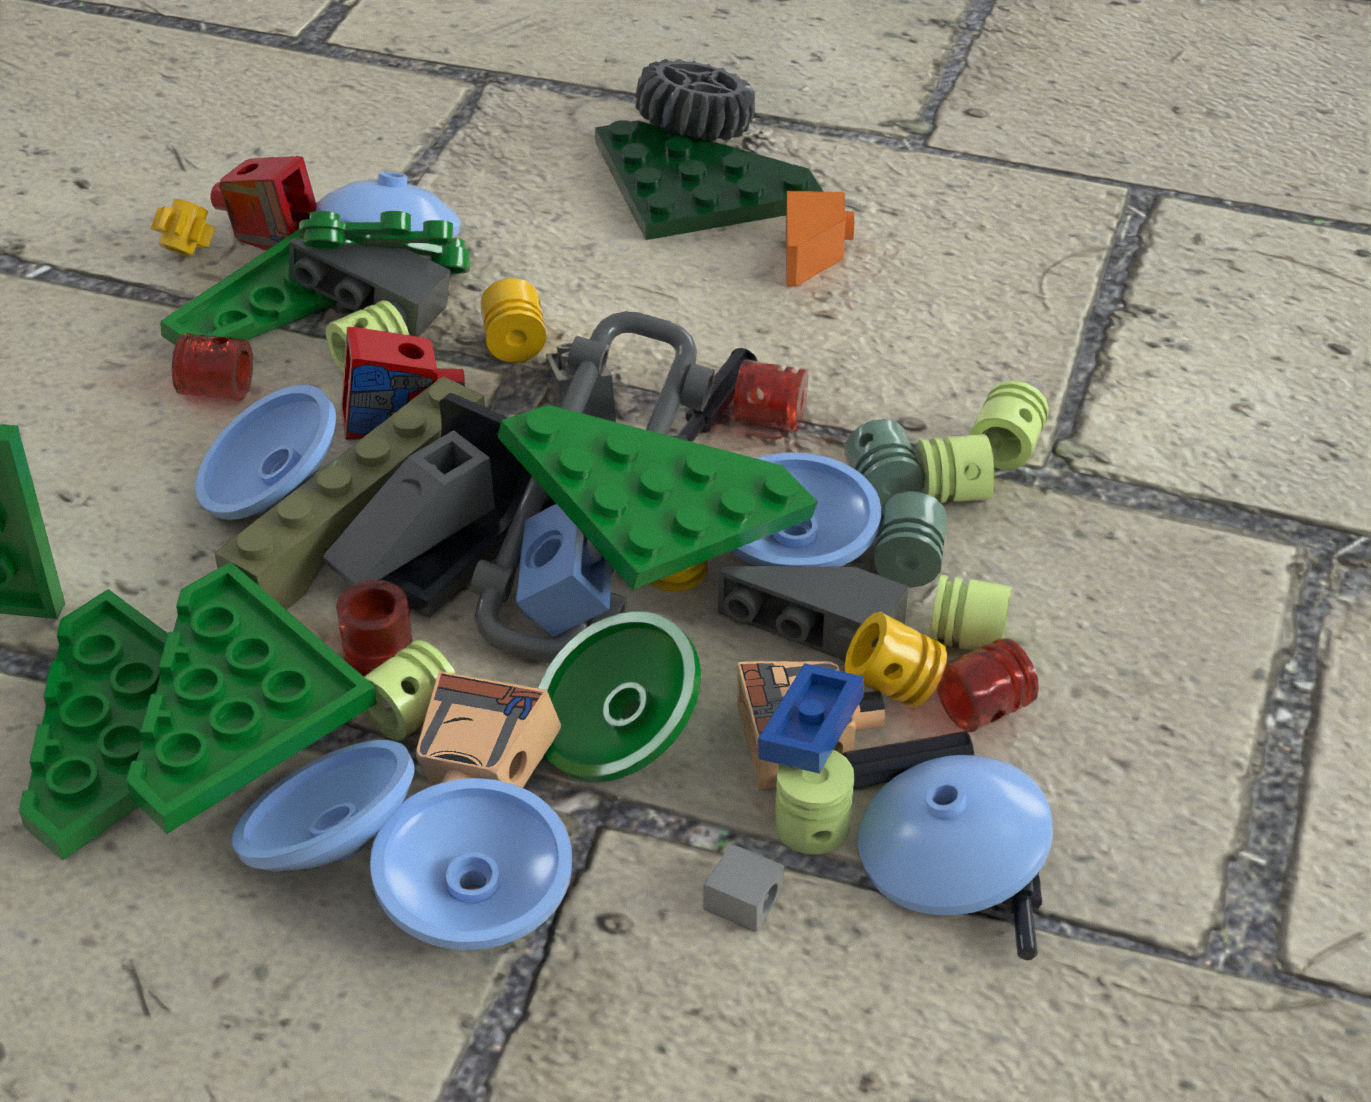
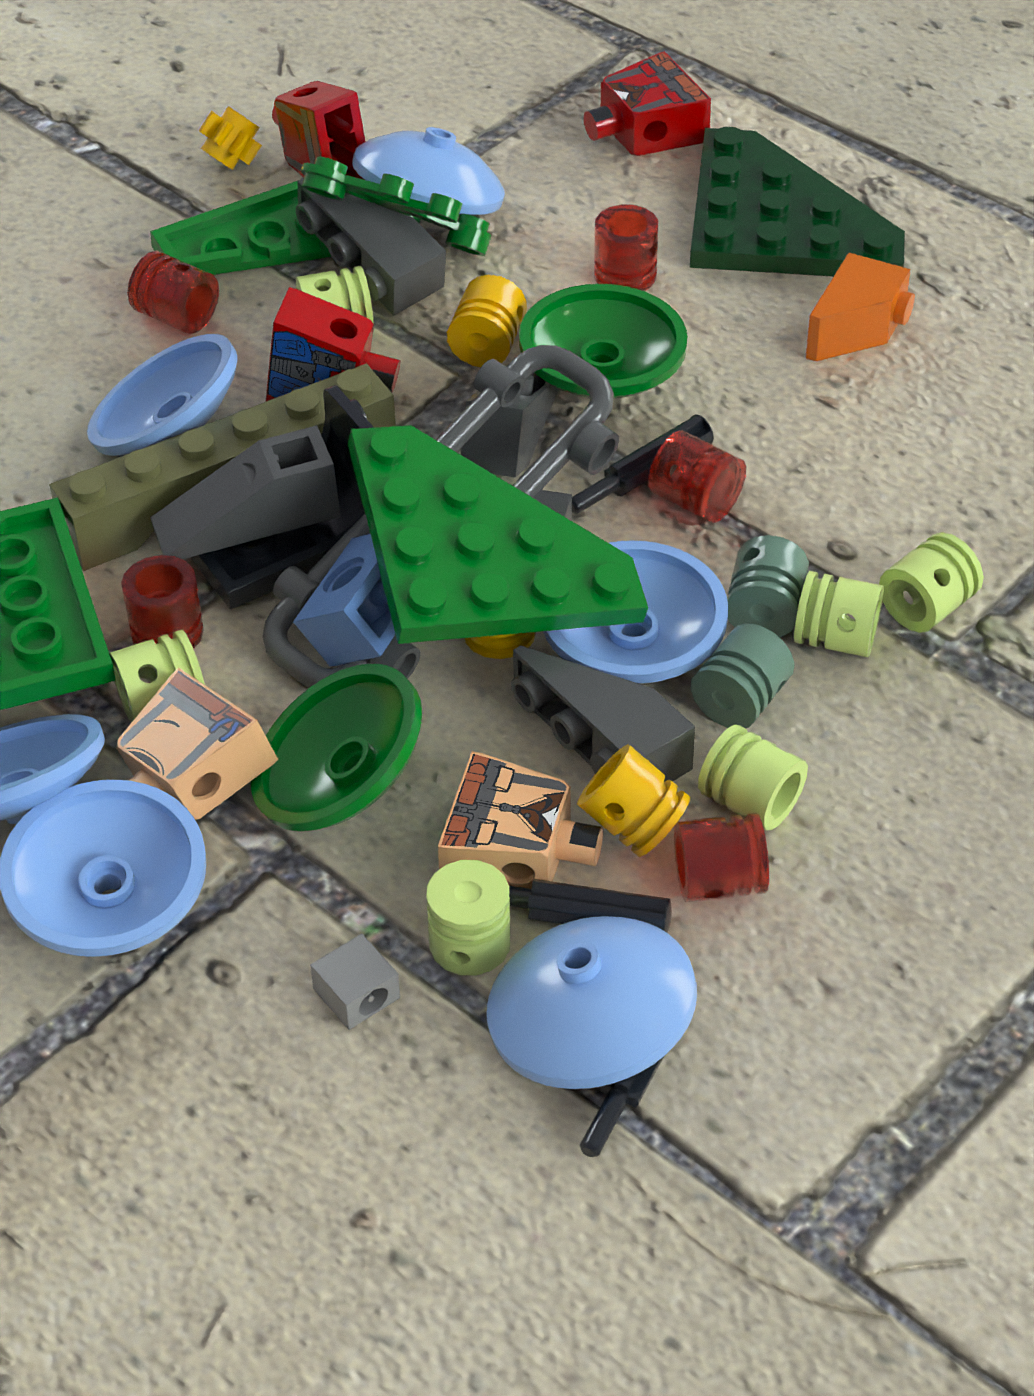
camera: 25 degrees right, 5 degrees up
(542, 121) = (650, 107): none -> red torso
(595, 235) = (626, 247): none -> clear red piece
(631, 287) = (614, 328): none -> green dish
(695, 99) = (822, 122): dark grey gear -> none
(811, 718) = (493, 832): blue plate -> none

